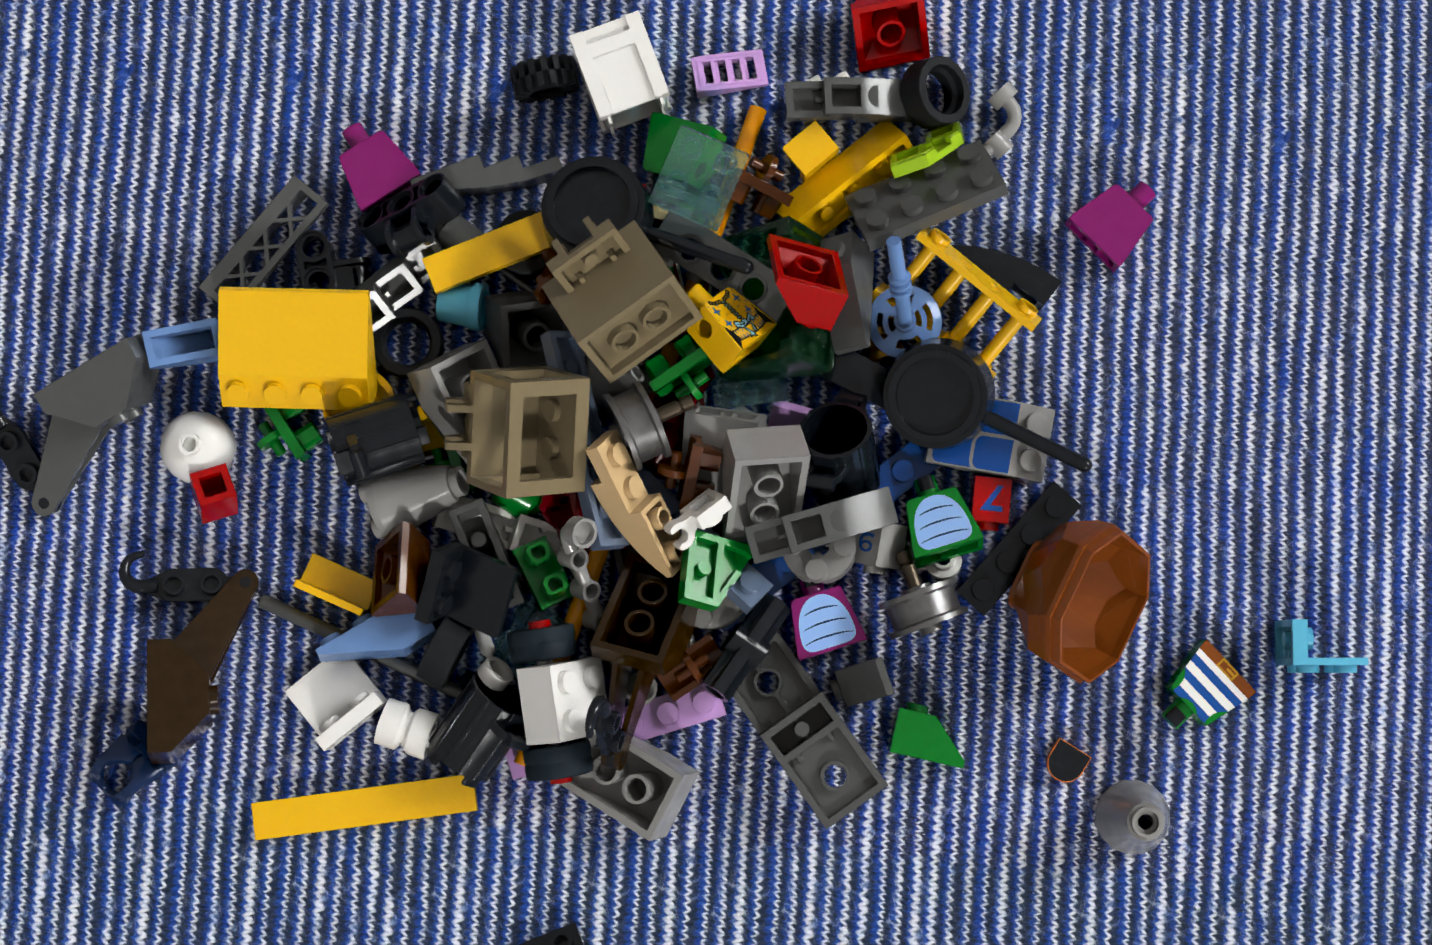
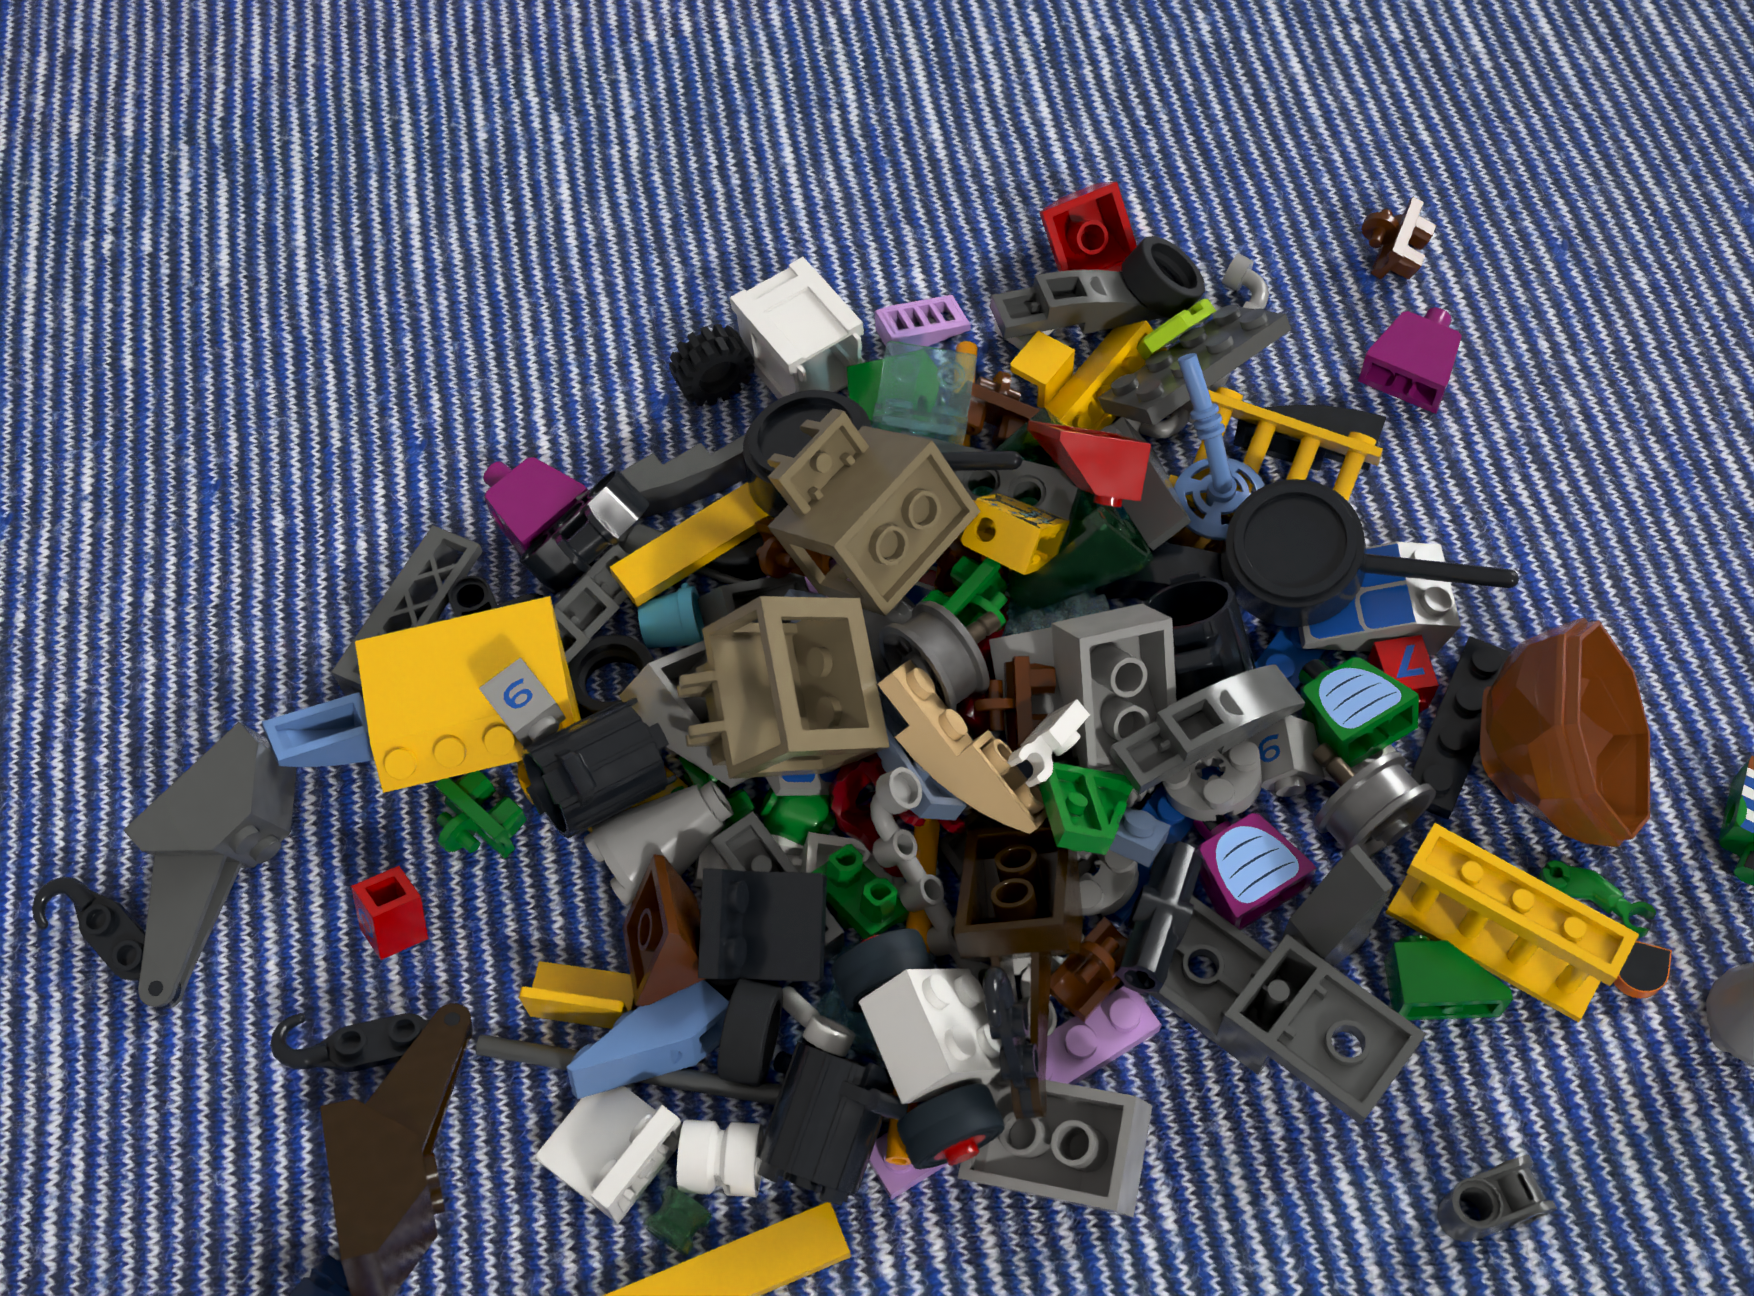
camera: 15 degrees left, 25 degrees down
(196, 443) = (351, 855): white cylinder -> none
(332, 384) = (523, 703): none -> light grey brick
(369, 761) = (677, 1220): none -> clear green wheel
(904, 889) = (1503, 1195): none -> dark grey piece
(978, 720) = (1511, 922): none -> yellow fence
(1057, 694) = (1590, 885): none -> green arm
(1142, 96) = (1393, 236): none -> reddish brown hips

